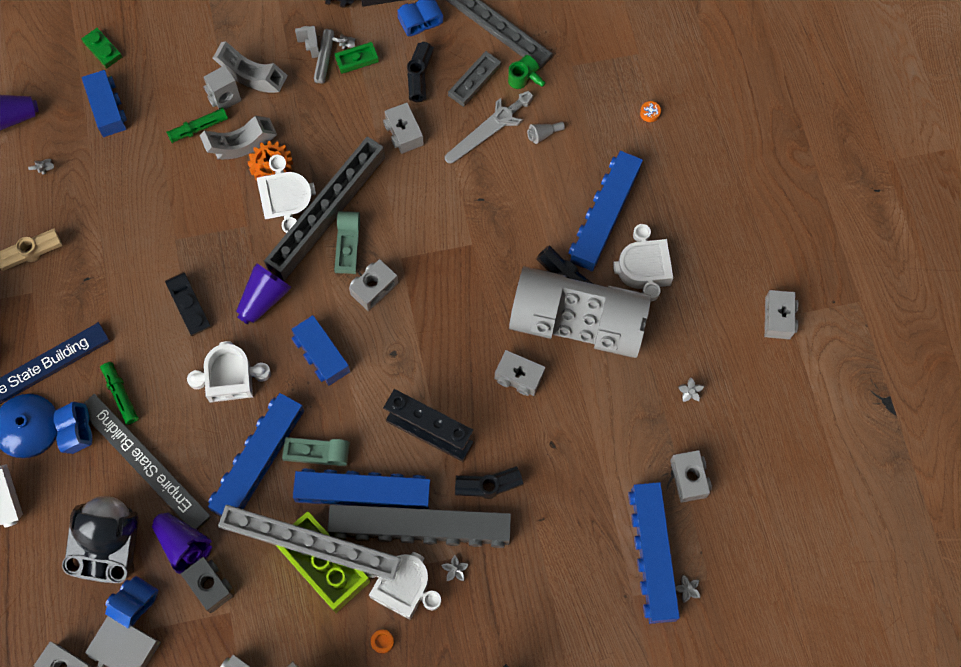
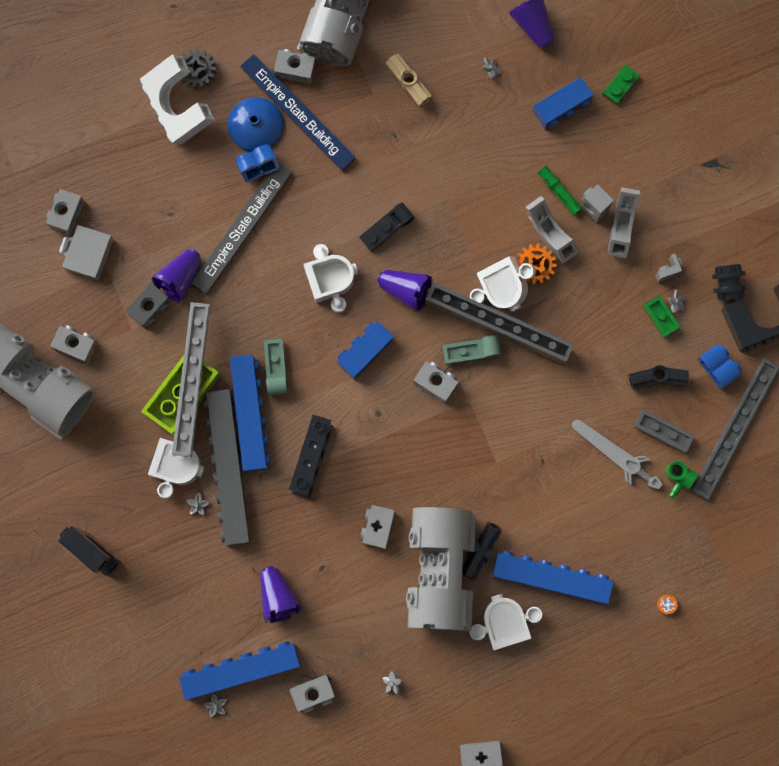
camera: 85 degrees right, 10 degrees up
(101, 539) = (166, 214): black piece -> none
(116, 386) = (298, 190): green pin -> none
(131, 601) = (122, 249): blue brick -> none
(257, 455) = (261, 319): blue brick -> none
(324, 56) = (657, 286): light grey axle -> none
(382, 641) = (128, 457): orange tile -> none
(399, 118) = (590, 385): light grey brick -> none
(502, 481) = (277, 530): black piece -> none
(539, 132) = (620, 503): light grey cone -> none
(576, 494) = (277, 597): none -> dark purple cone

